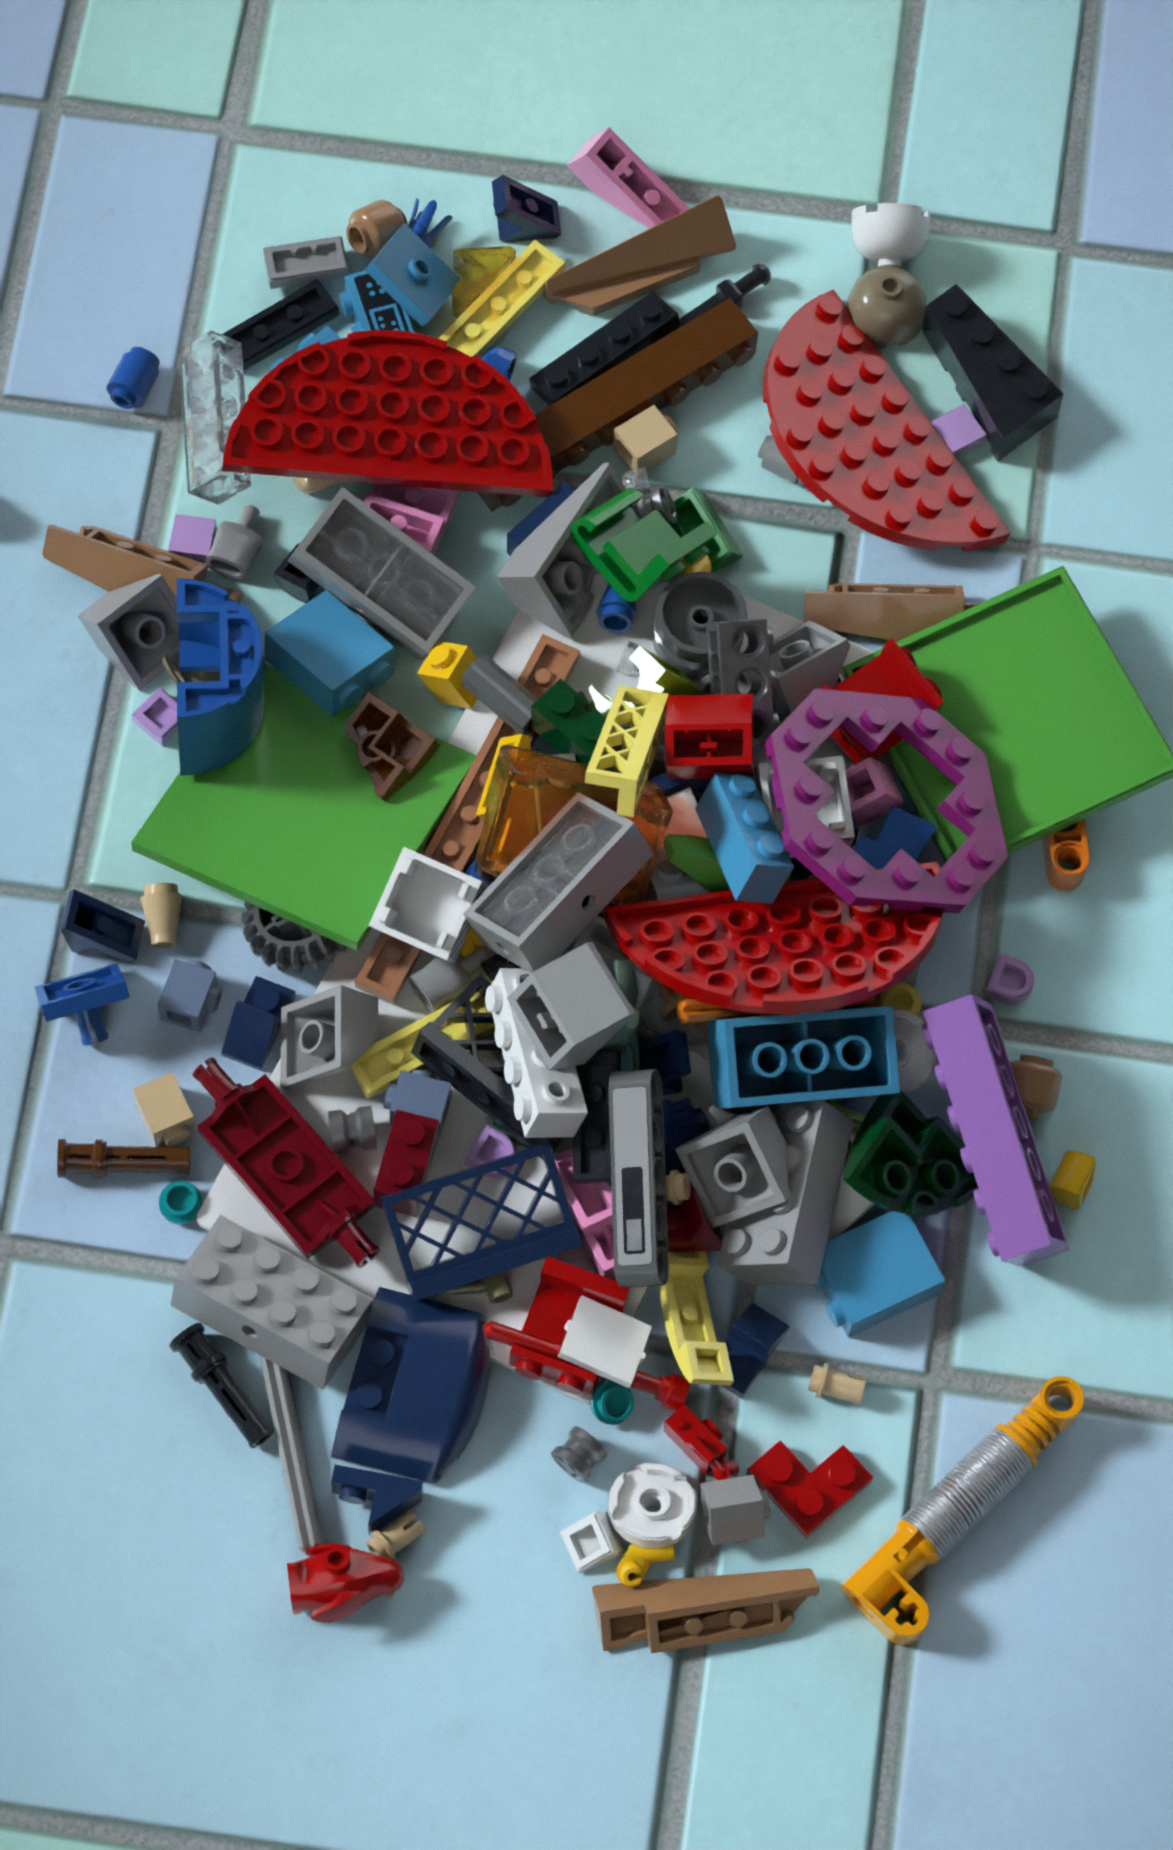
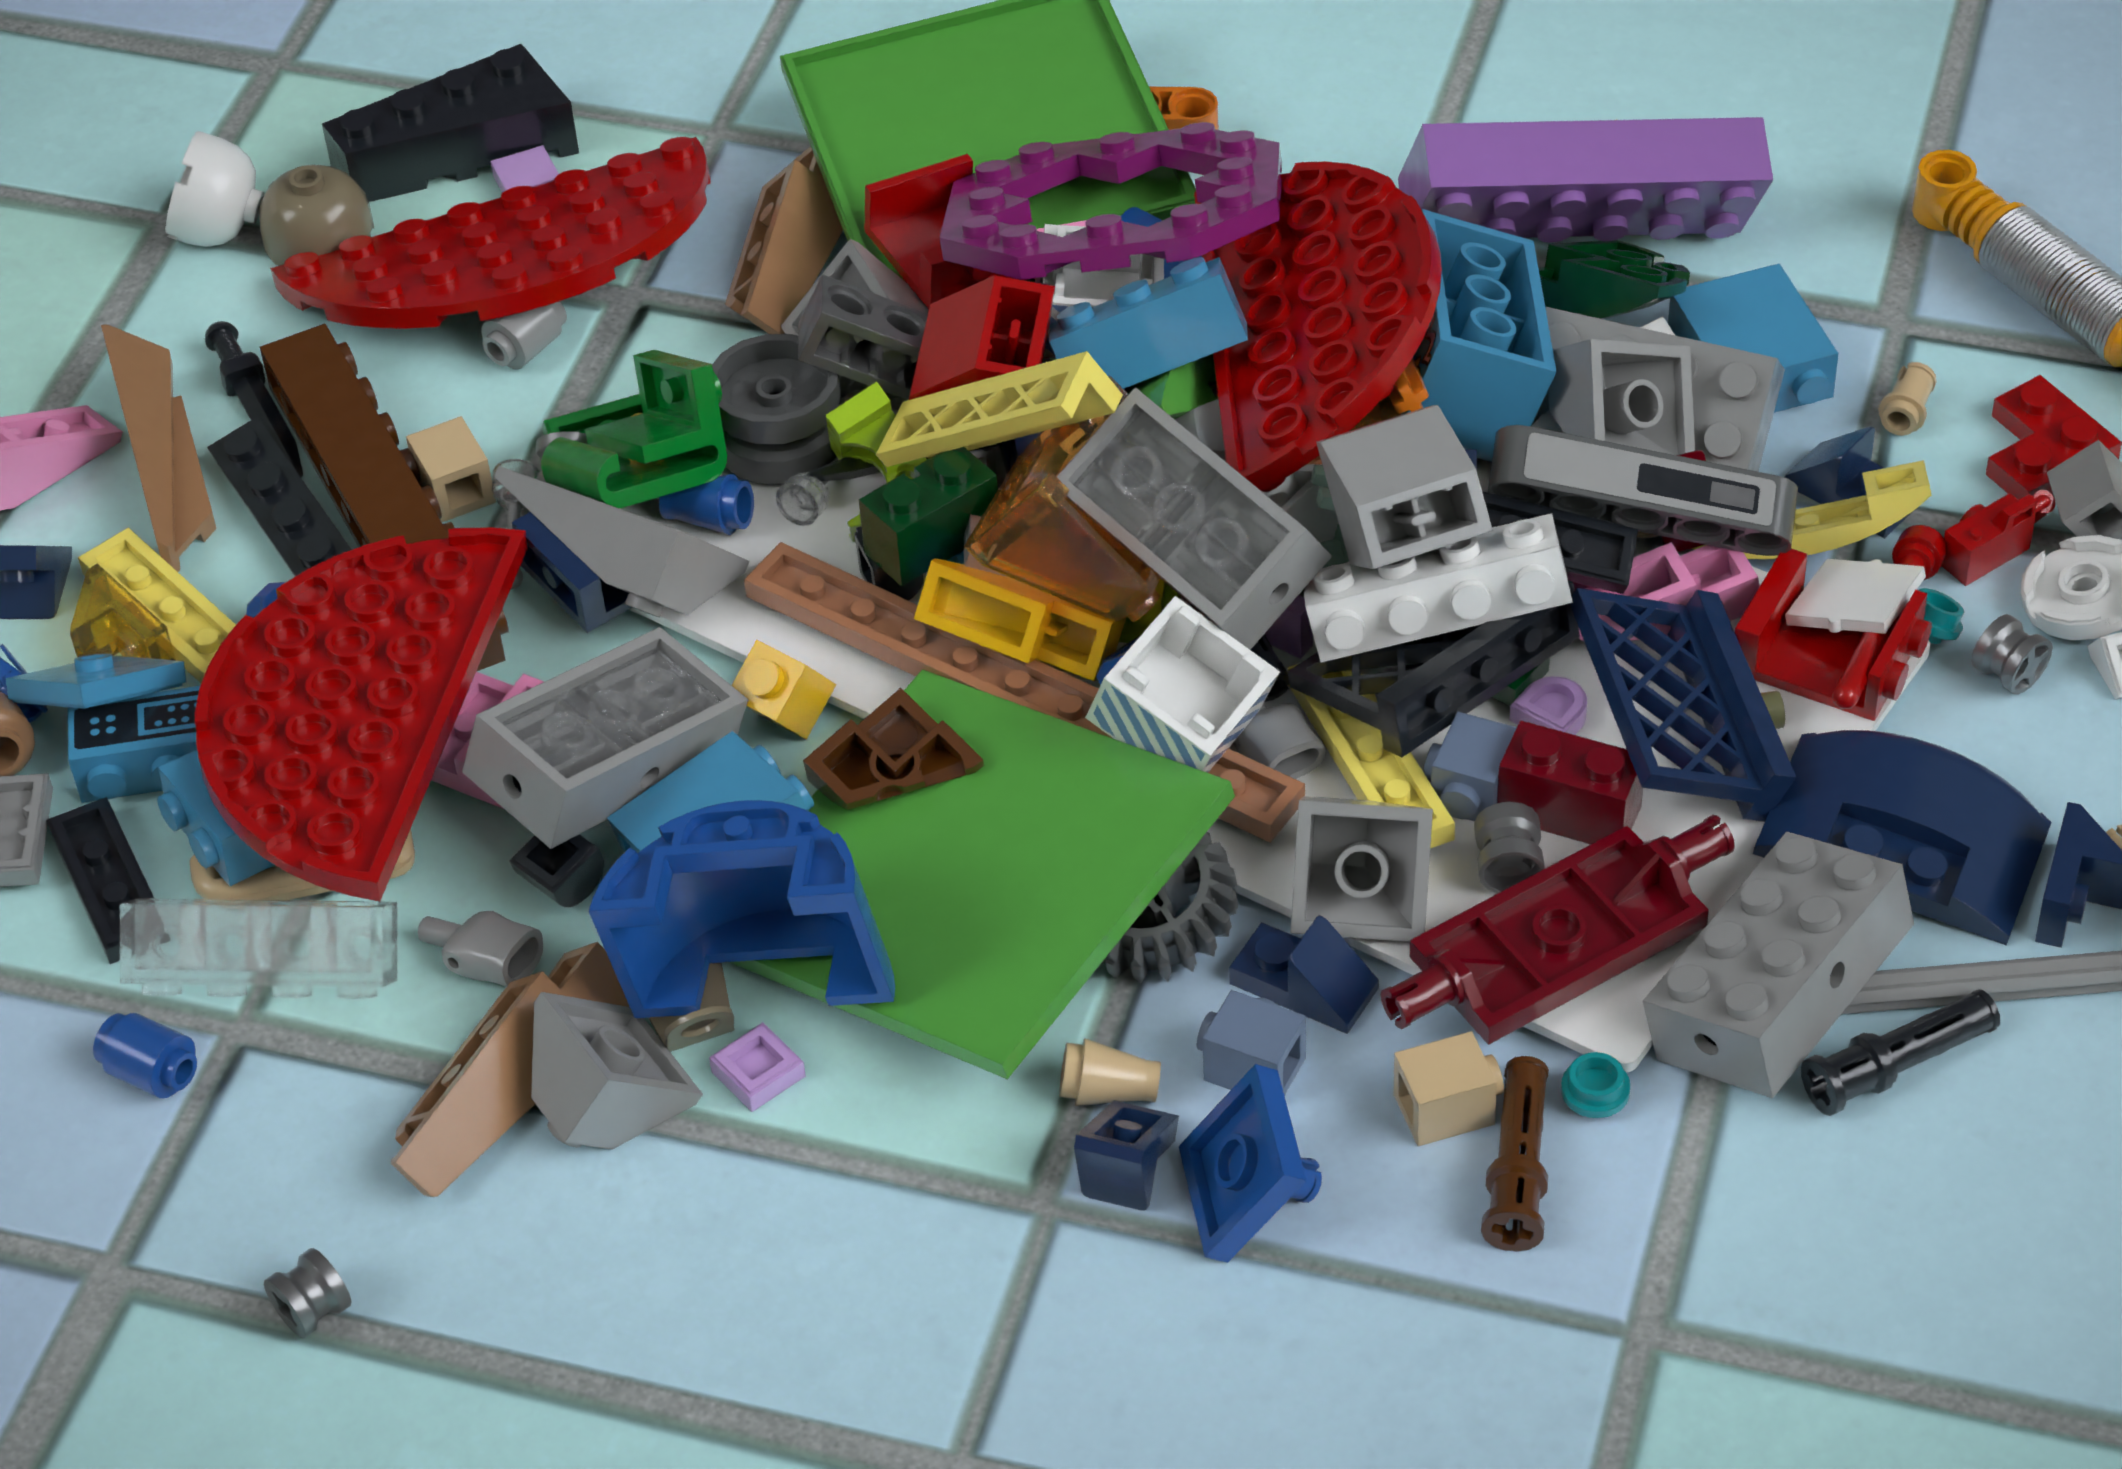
camera: 75 degrees left, 20 degrees down
(192, 536) = (451, 1005): lavender tile -> none
(500, 693) = (844, 610): dark grey axle -> none

